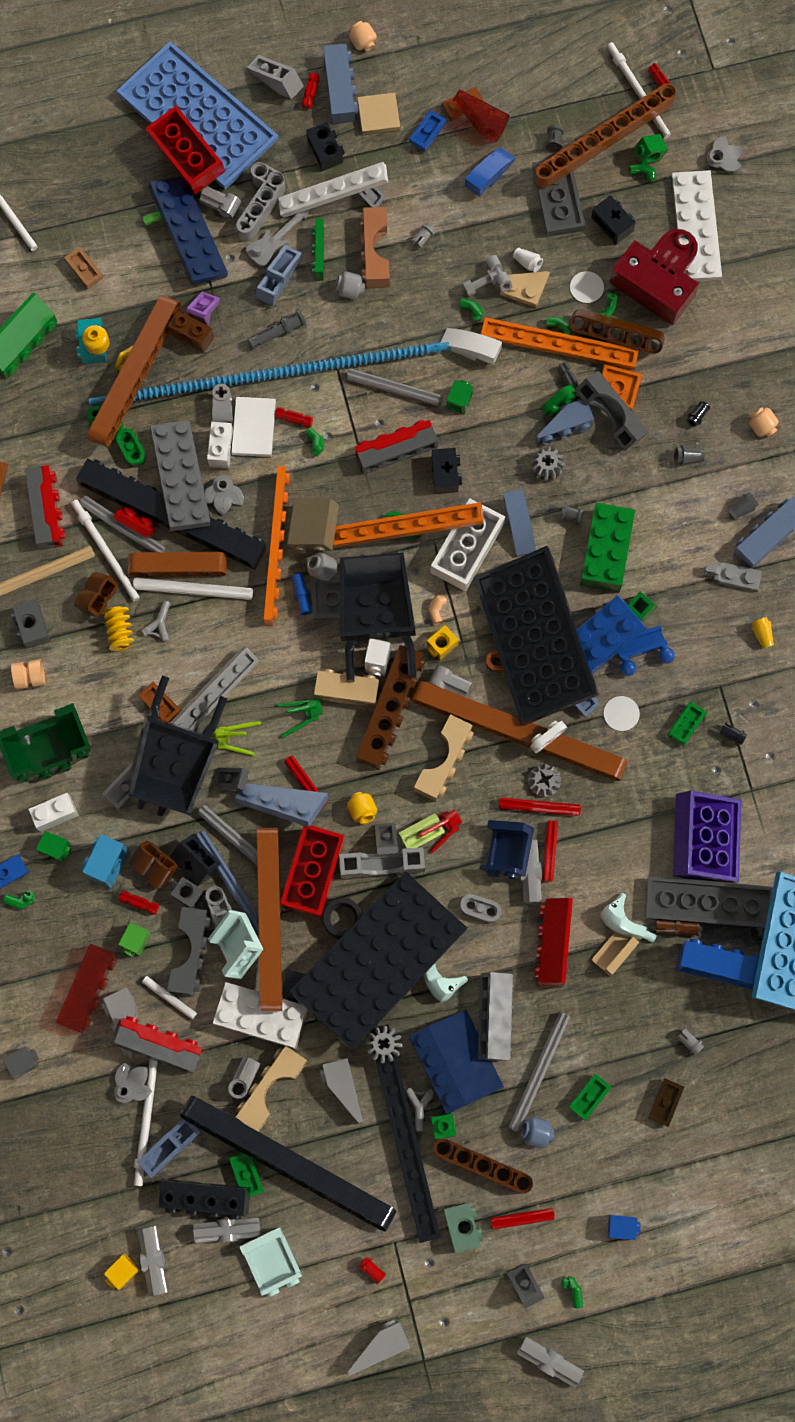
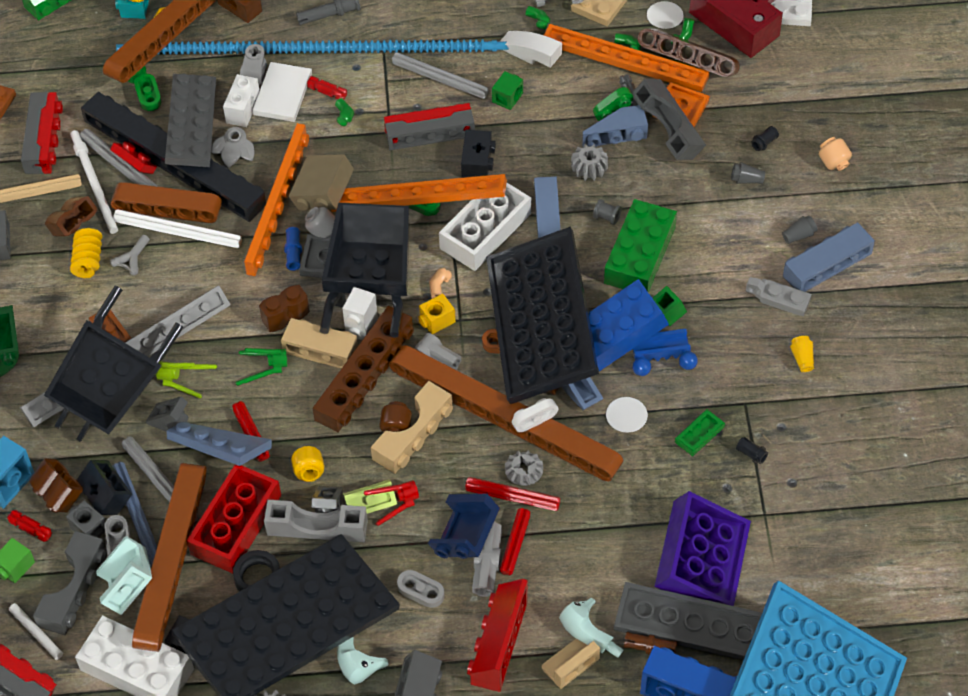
camera: 10 degrees right, 20 degrees down
(304, 661) = (279, 309): none -> reddish brown brick
(428, 754) = (395, 417): none -> reddish brown head

